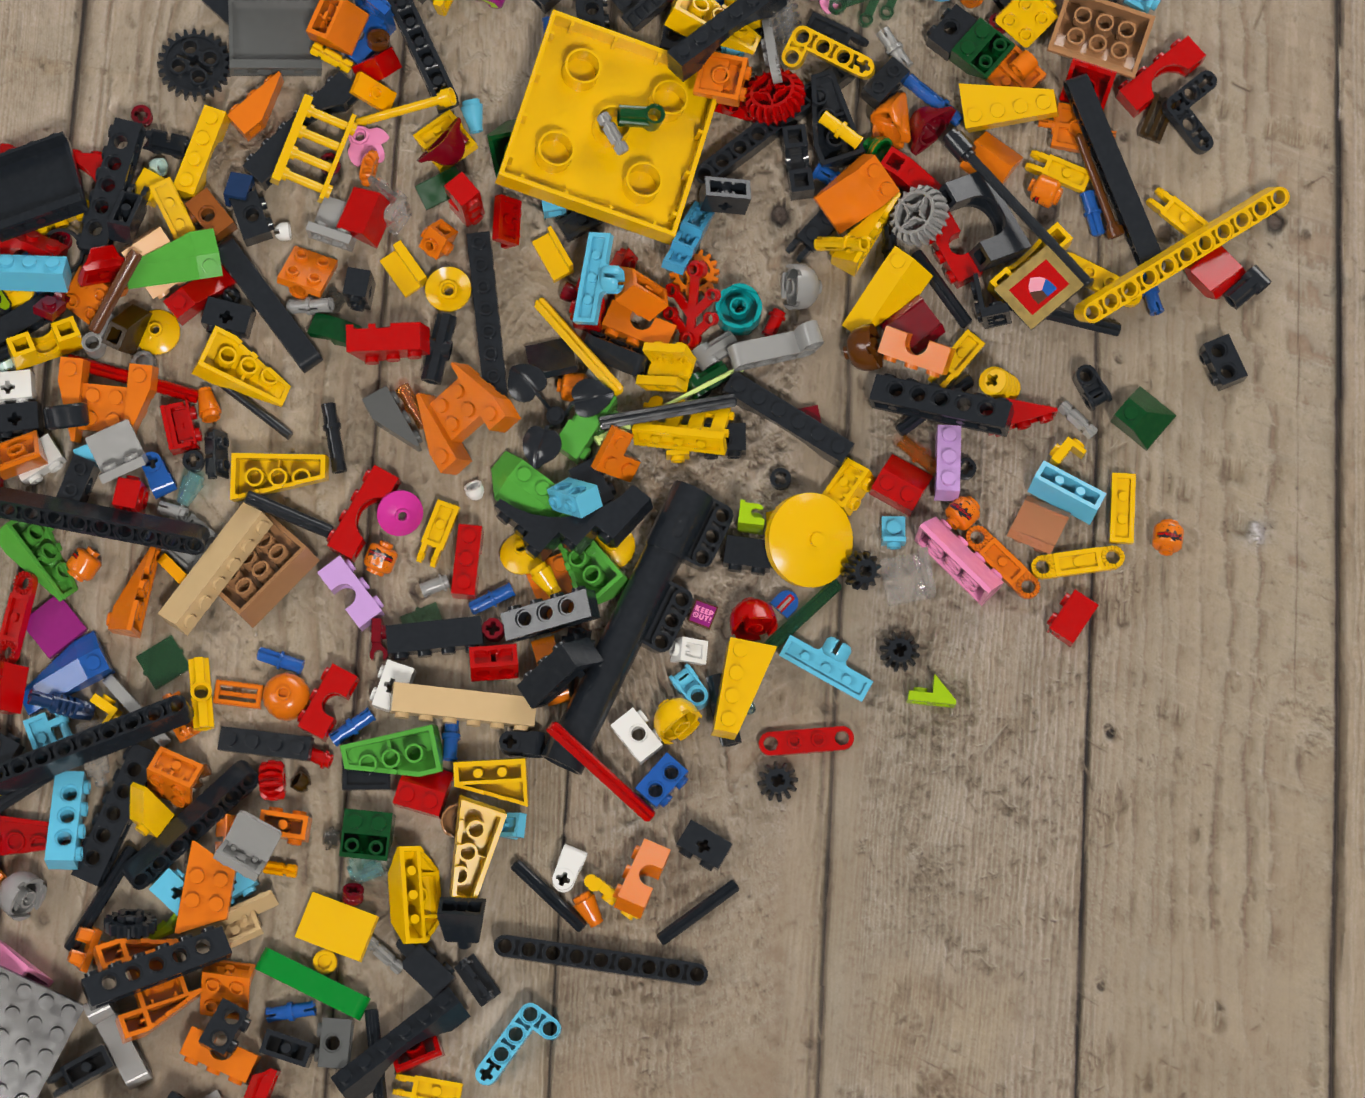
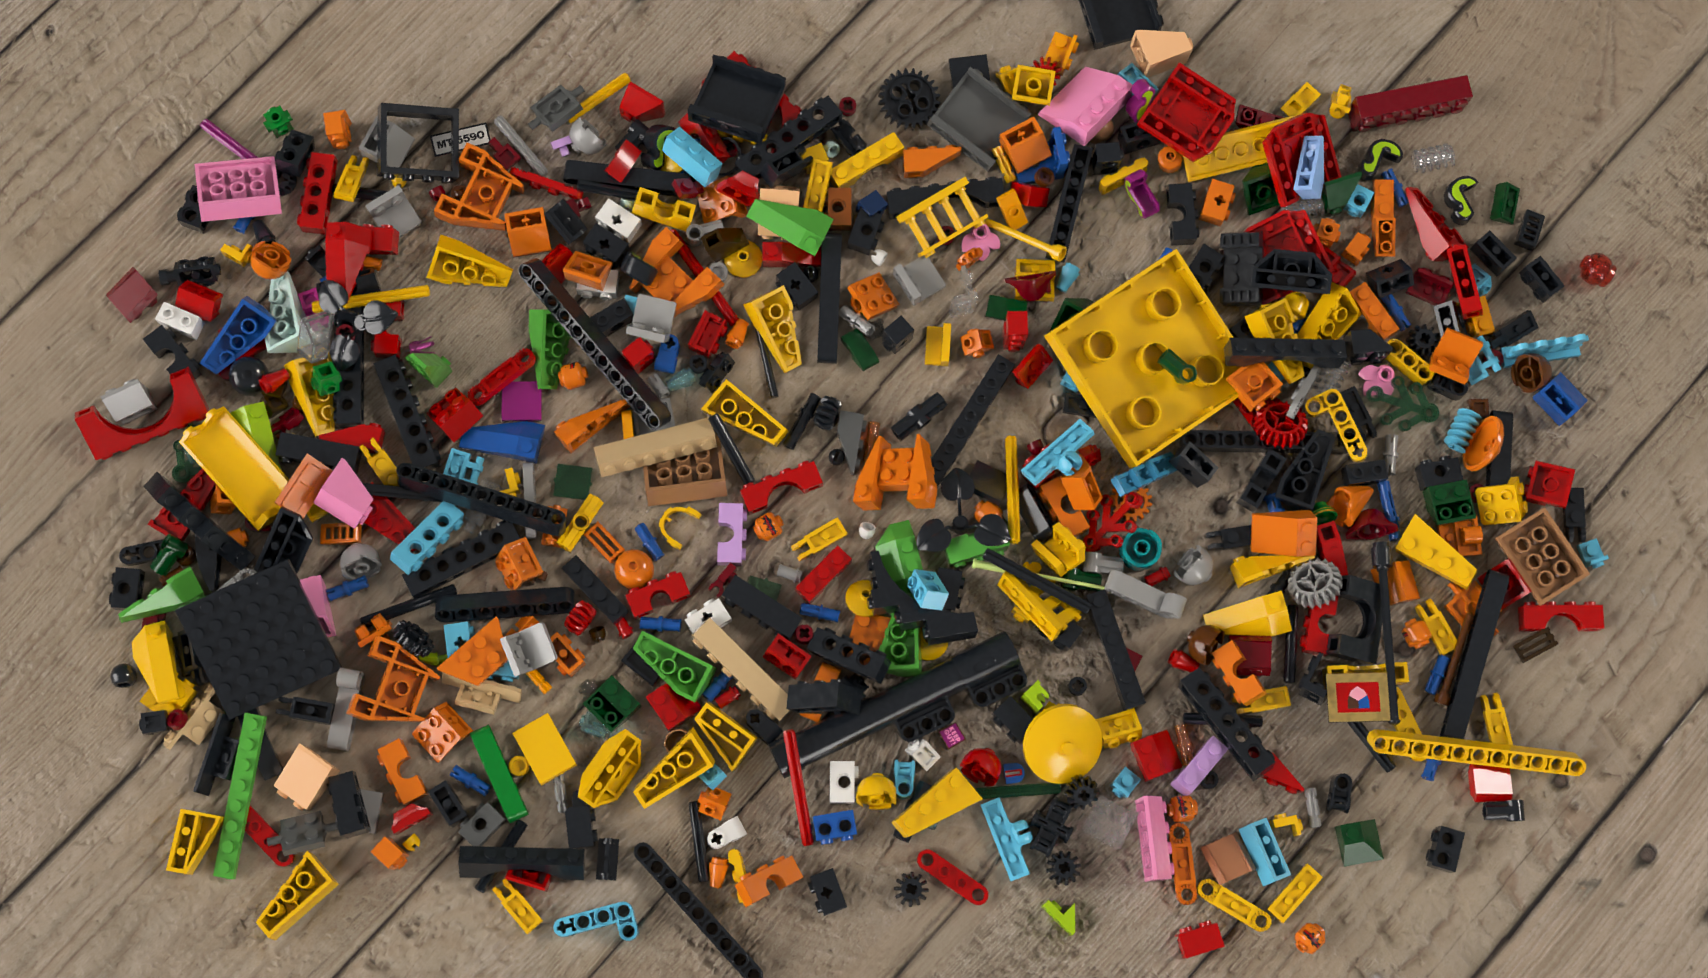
camera: 30 degrees right, 0 degrees up
(29, 928) = (347, 588): none -> blue pin
(62, 705) = (485, 458): dark blue hinge -> none
(98, 996) = (354, 672): black brick -> none
(115, 291) = (735, 211): reddish brown axle -> none
(148, 811) = (483, 573): yellow slope -> none
(219, 1026) = (416, 752): black brick -> none
(294, 602) = (690, 511): none -> yellow piece
(351, 411) = (827, 412): none -> black gear
(353, 894) = (572, 735): dark red bush -> none
(364, 216) = (940, 288): red slope -> none
(388, 343) = (888, 386): red wedge -> none
(395, 503) = (805, 498): dark pink dish -> none
(397, 443) = (840, 457): none -> black hinge
(445, 279) = (959, 372): yellow dish -> none
(461, 919) = (628, 811): black torso -> none
(469, 743) = (728, 697): none -> red pin
(534, 848) = (714, 802): none -> orange brick
(545, 578) = (865, 628): yellow cone -> none
(553, 255) = (1045, 414): yellow panel -> none
(612, 133) = (1149, 364): light grey axle -> none
(612, 457) = (975, 582): orange plate -> none
(698, 912) = (788, 933): black axle -> none
(840, 129) = (1307, 482): yellow pin -> none
(848, 243) = (1249, 563): yellow pin -> none
(857, 380) = (1182, 661): none -> red cone
(858, 623) = (1048, 832): none -> black axle
(999, 383) = (1278, 741): yellow piece -> none
(1184, 112) = (1557, 654): black beam -> none

